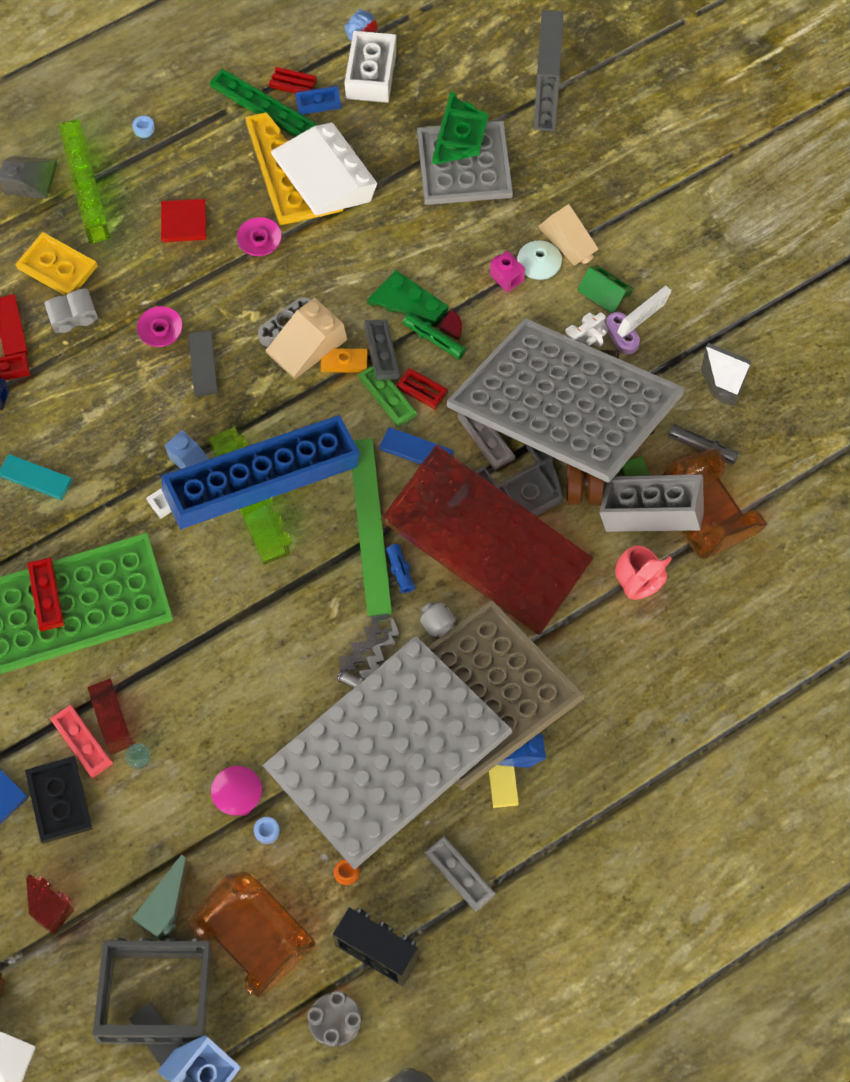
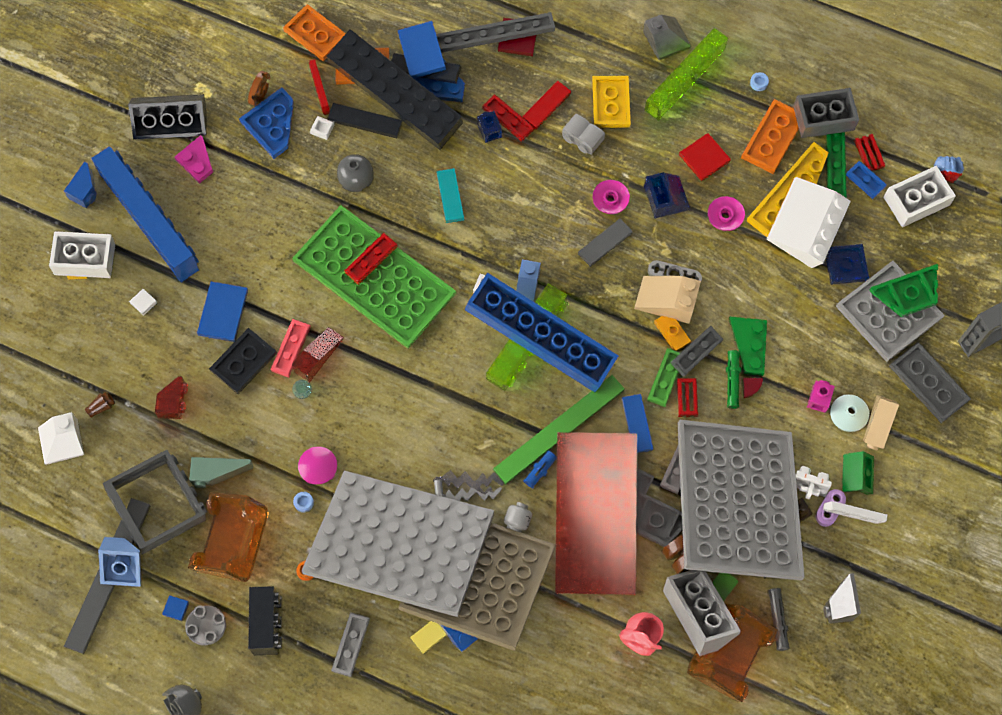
camera: 55 degrees right, 5 degrees up
(196, 277) = (665, 194): none -> clear blue slope
(210, 149) = (772, 137): none -> orange tile
(226, 86) = (826, 112): none -> dark grey brick
(292, 1042) = (175, 608): none -> blue tile
(392, 168) = (847, 264): none -> clear blue plate
(557, 175) = (929, 382): none -> dark grey tile

